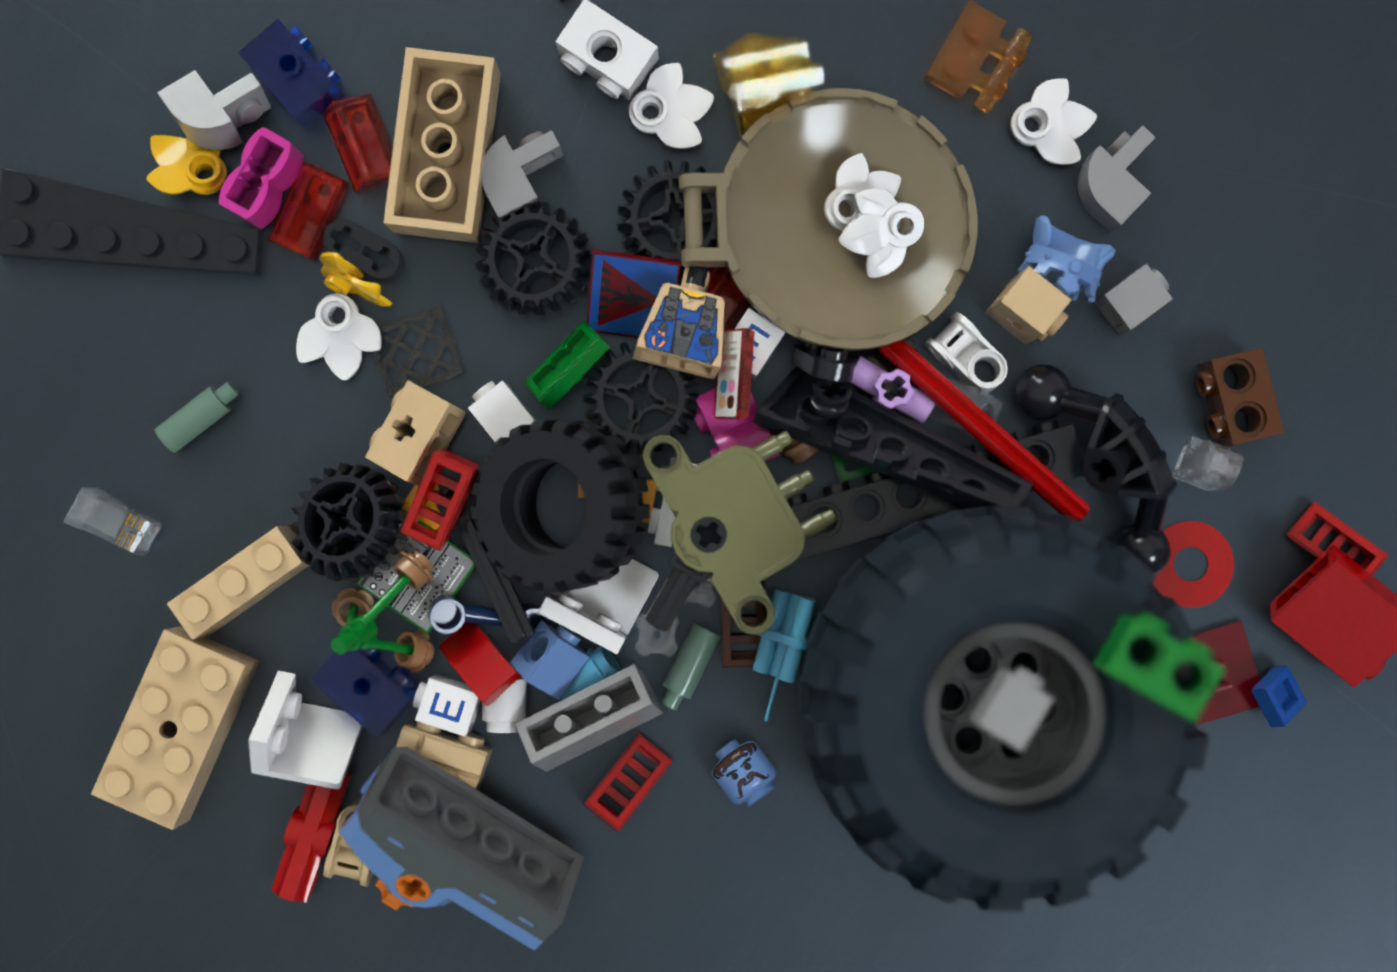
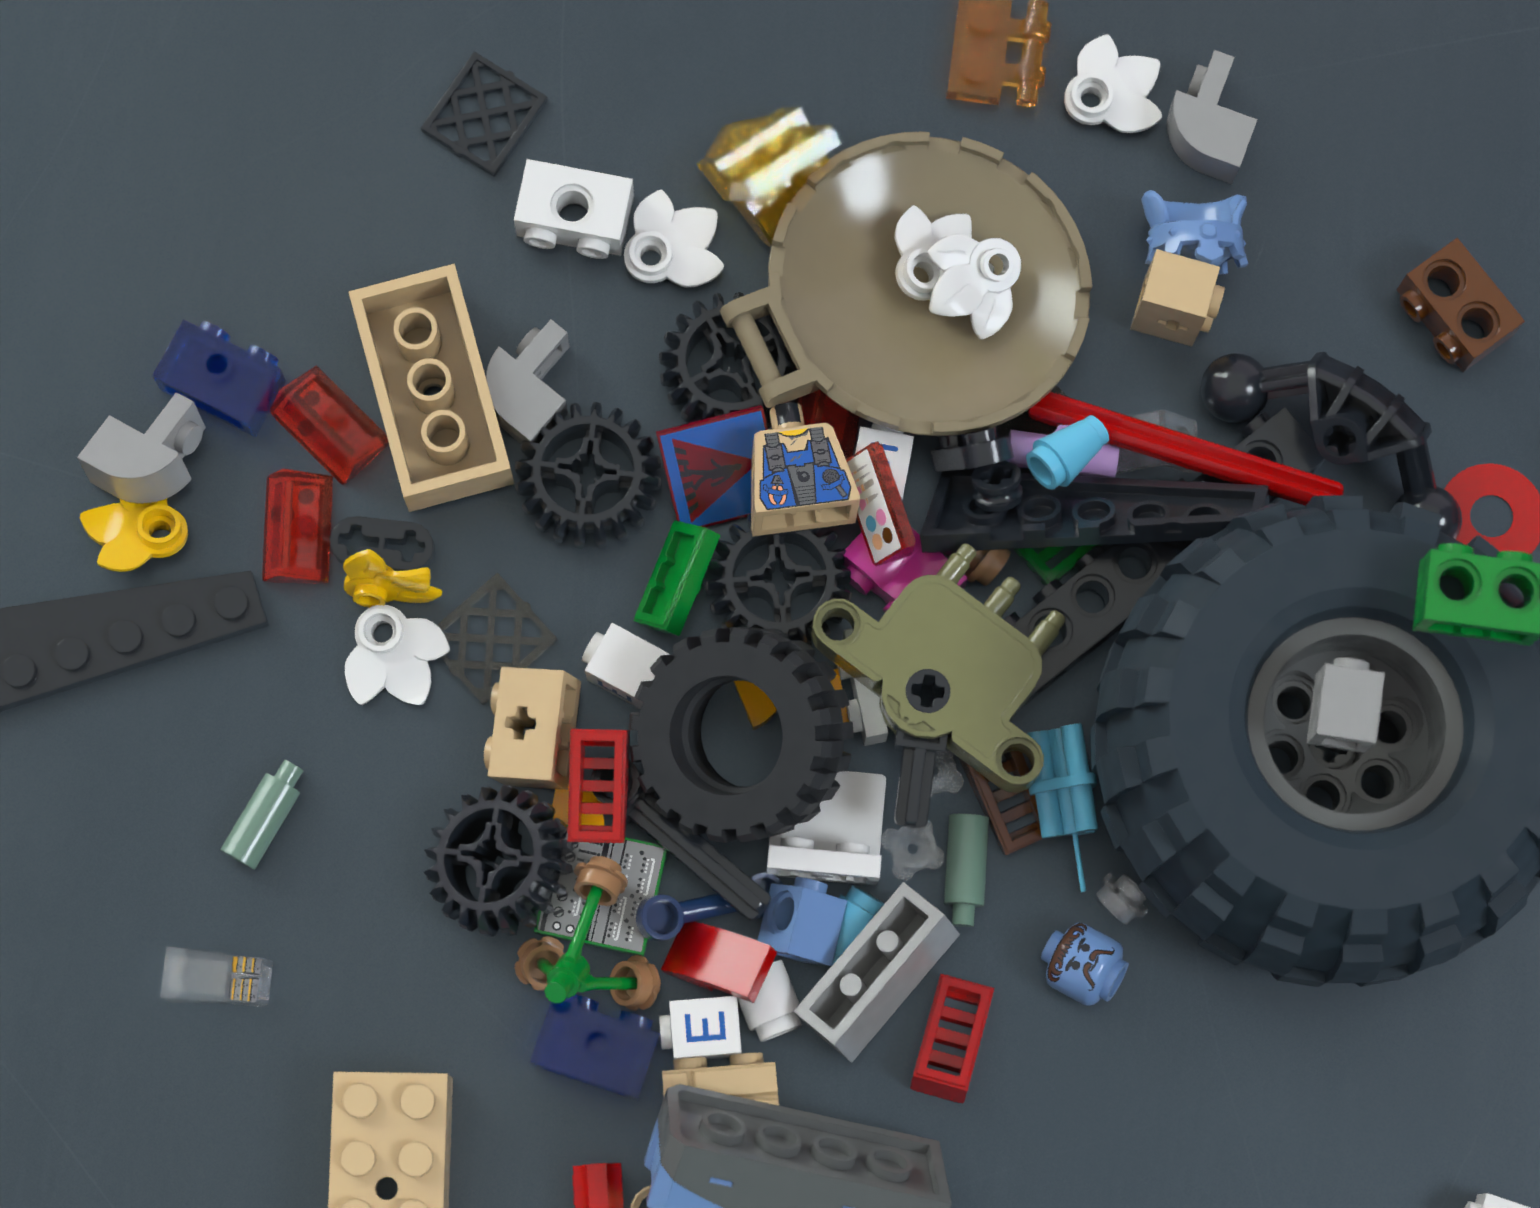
camera: 25 degrees left, 10 degrees down
(238, 583) = (398, 985): tan brick -> none
(266, 170) = (239, 493): dark pink brick -> none
(301, 739) = (551, 1138): white bracket -> none
(790, 736) = (1122, 898): none -> clear plate
(892, 393) = (1066, 452): none -> medium azure cone
(966, 351) = (1129, 378): white piece -> none
(1134, 299) = (1291, 244): light grey brick -> none
(1208, 464) = (1456, 392): clear leg -> none

